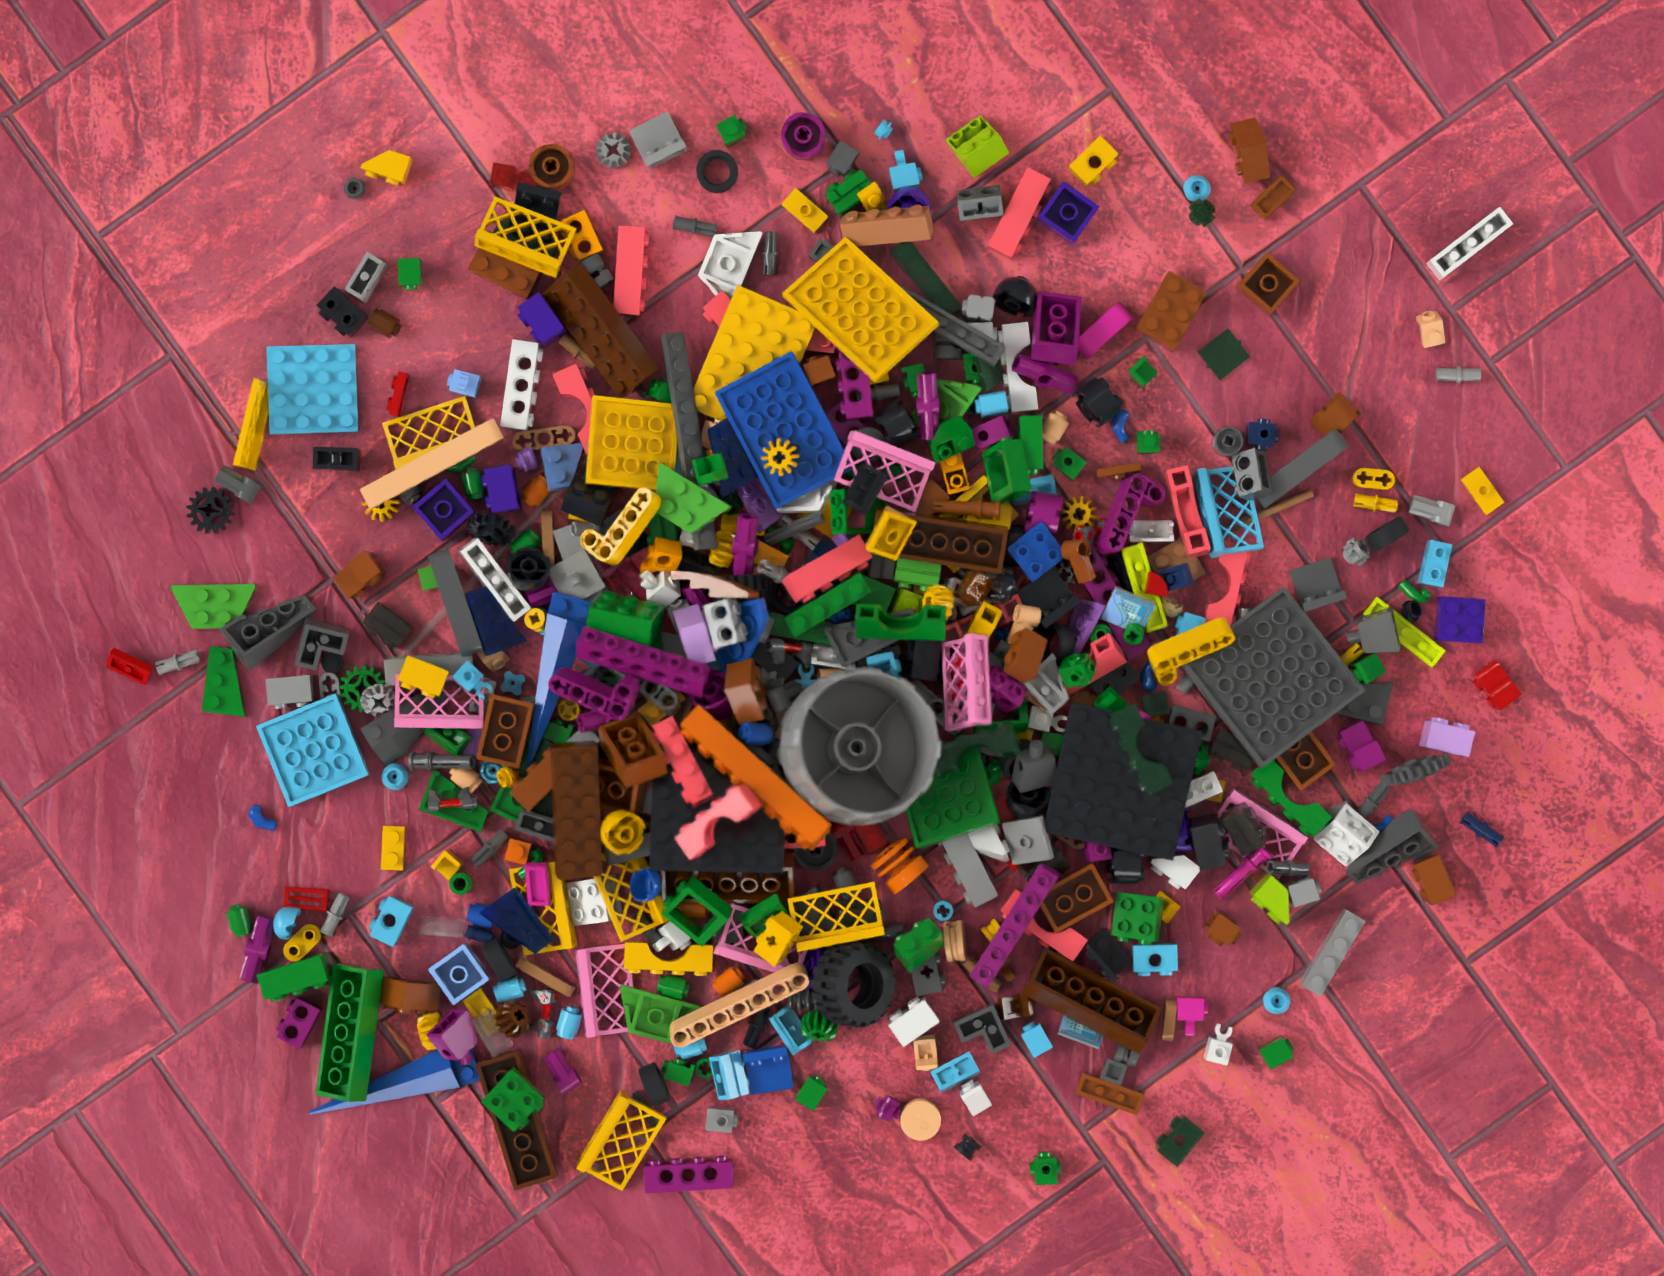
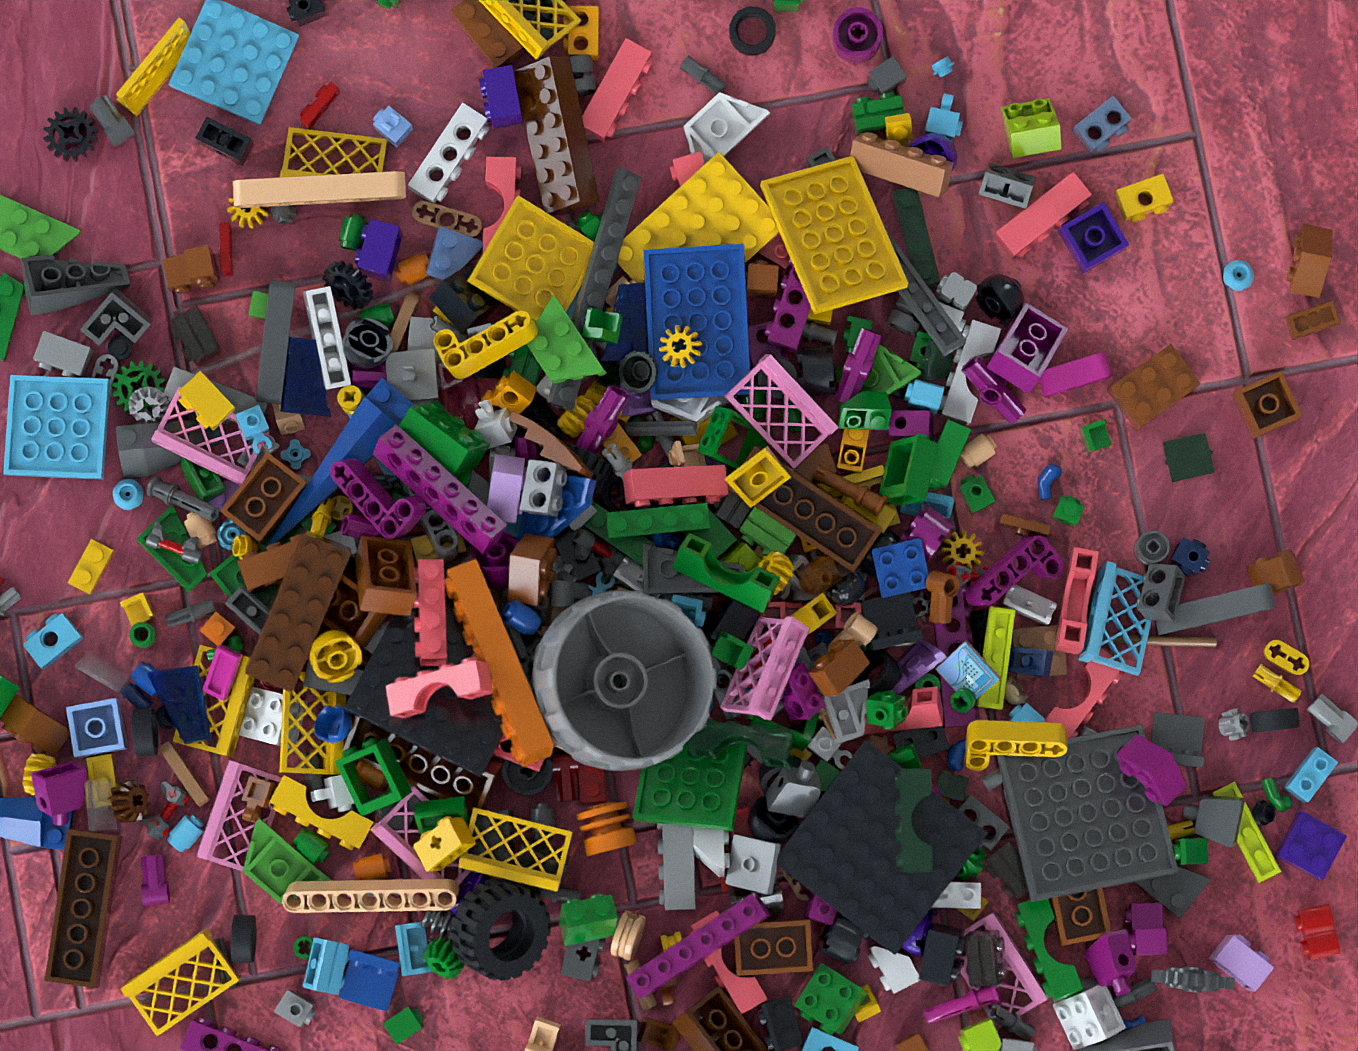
camera: 25 degrees right, 5 degrees down
(378, 544) = (225, 248): none -> red tile
(384, 323) = (339, 27): reddish brown brick -> none
(444, 509) = (309, 243): dark purple brick -> none
(462, 466) = (350, 207): green arm -> none
(509, 989) = (141, 769): medium azure brick -> none
(514, 1100) = (89, 884): green brick -> none
(526, 459) = (419, 232): medium lavender plate -> none
(559, 726) = (322, 517): none -> yellow axle
(575, 349) = (522, 143): medium nougat axle -> none
(611, 966) = (257, 795): none -> dark orange plate
(678, 1071) = (275, 937): green brick -> none
(691, 1050) = (300, 921): medium azure brick -> none
(755, 492) = (638, 371): none -> pearl dark grey hat
(755, 1027) = (378, 928): black axle -> none
(770, 253) = (767, 139): dark grey axle -> none
(804, 210) = (823, 112): yellow plate -> none
(824, 541) = (685, 455): none -> light nougat bracket
(864, 488) = (752, 418): black hinge -> none
(913, 1020) = (545, 998): white brick -> none
(934, 681) = (731, 650): none -> green panel
(939, 916) = (623, 902): medium azure bush -> none
(994, 772) = (750, 779): green arm -> none
(1028, 115) = (1098, 121): none -> sand blue brick
(1097, 401) = (1035, 444): black brick -> none
(1156, 585) = (1009, 660): red tile -> none
(1201, 212) = (1232, 301): clear green gear -> none
(1309, 619) = (1153, 768): none -> magenta brick
(1345, 784) = (1112, 960): none -> magenta torso

